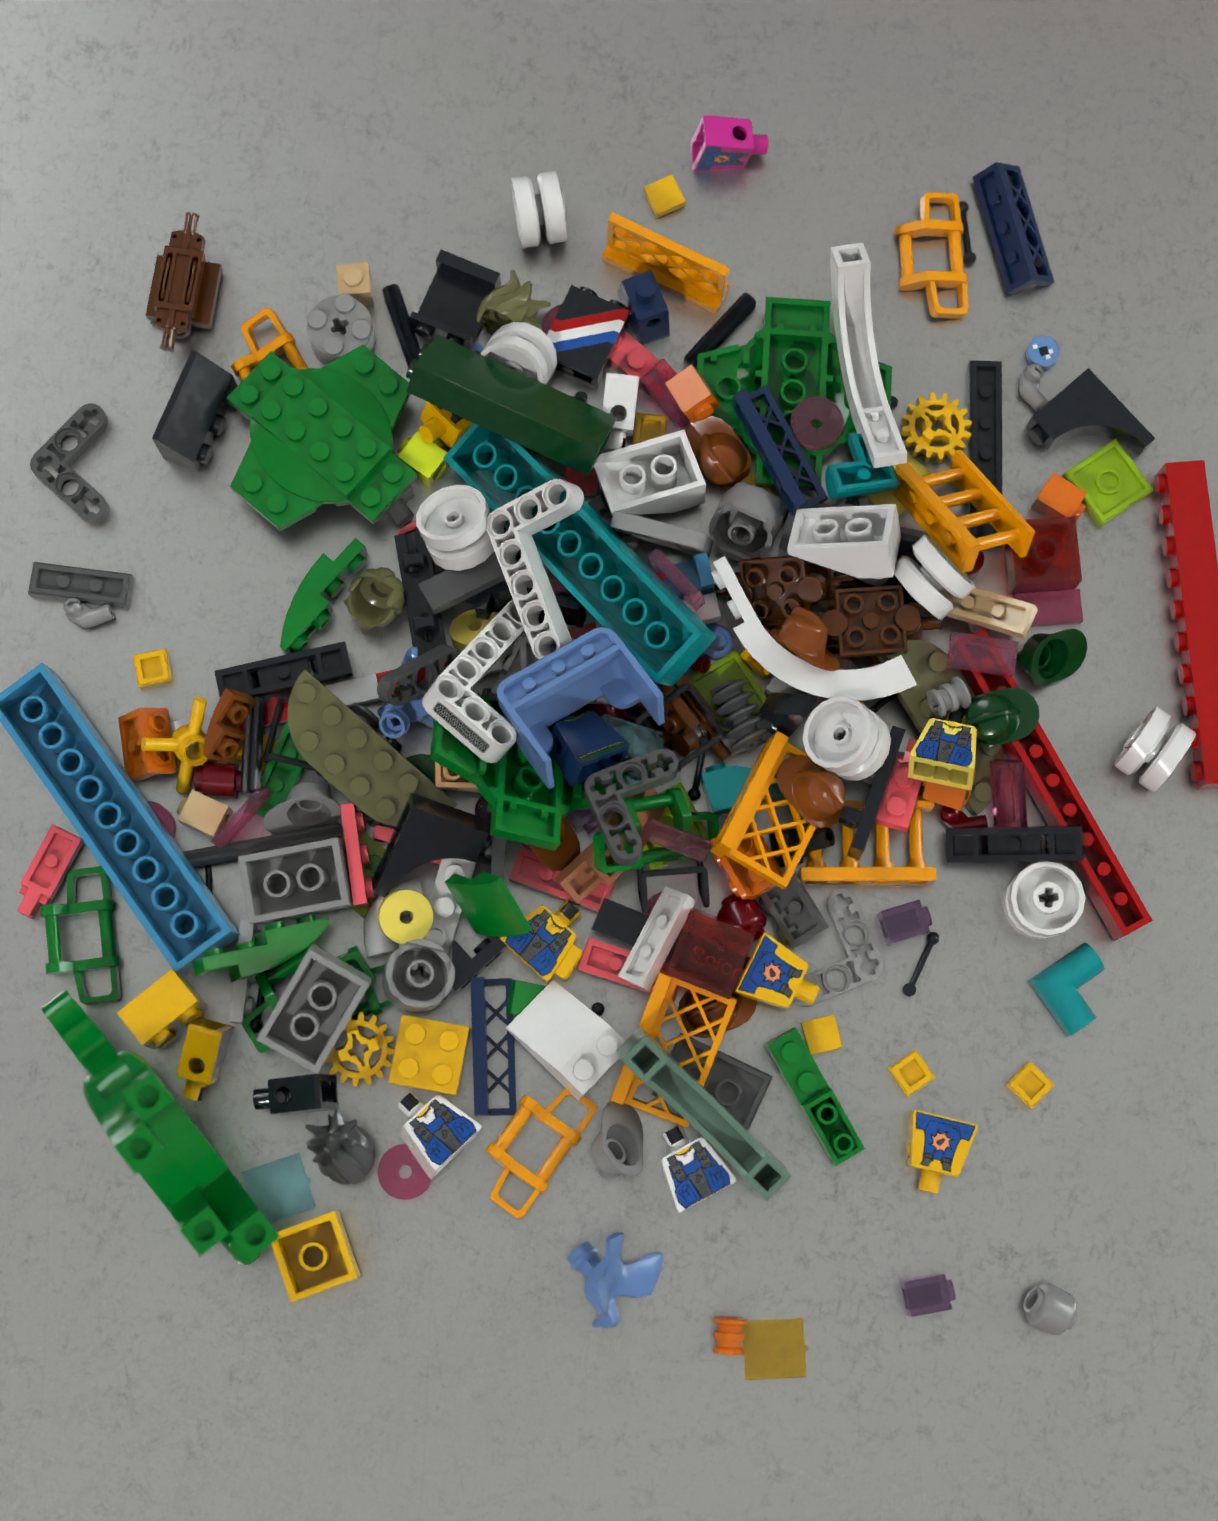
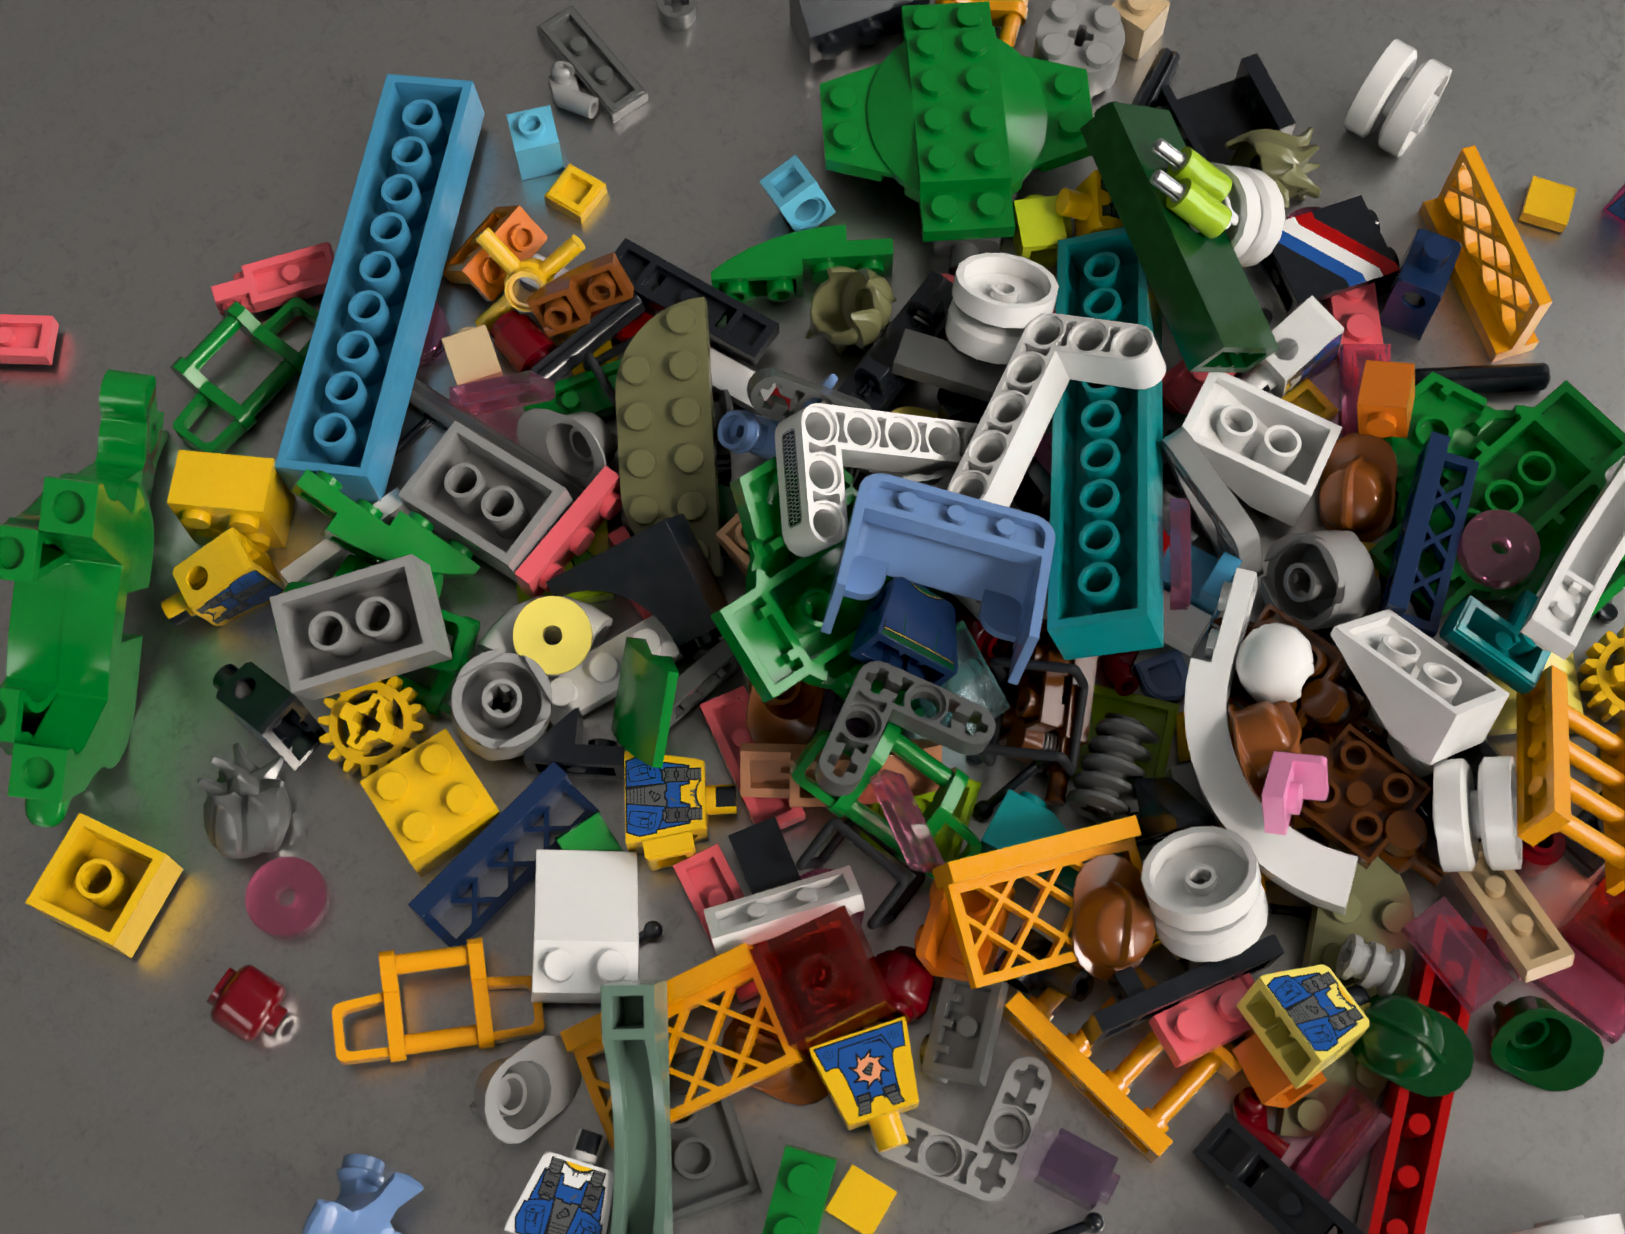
camera: 50 degrees right, 10 degrees down
(104, 661) = (536, 142): none -> medium azure brick
(280, 560) = (797, 195): none -> medium azure brick
(280, 1187) = (152, 790): clear light blue piece -> none
(435, 1131) = (356, 885): torso -> none
(444, 1238) = (247, 1003): none -> dark red head
(505, 379) = (1194, 189): none -> lime piece
(773, 592) = (1274, 663): none -> white hair
(837, 648) = (1288, 783): none -> bright pink bracket

